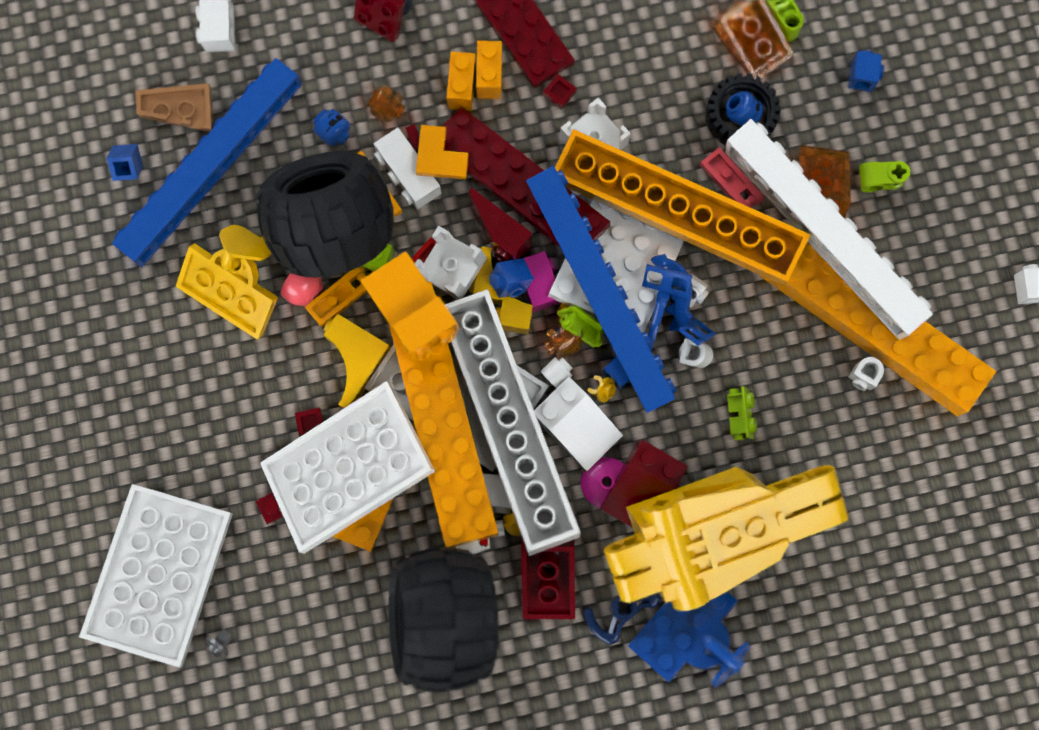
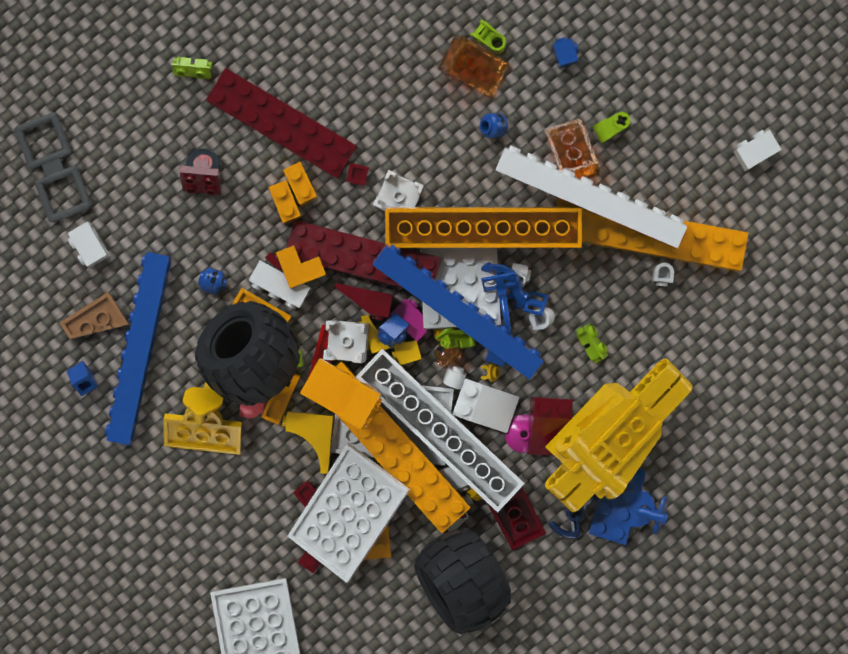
camera: 30 degrees left, 10 degrees up
(386, 104) = (240, 245): clear orange head -> none
(730, 178) = (506, 182): coral plate -> none
(747, 84) = (486, 103): black tyre -> none

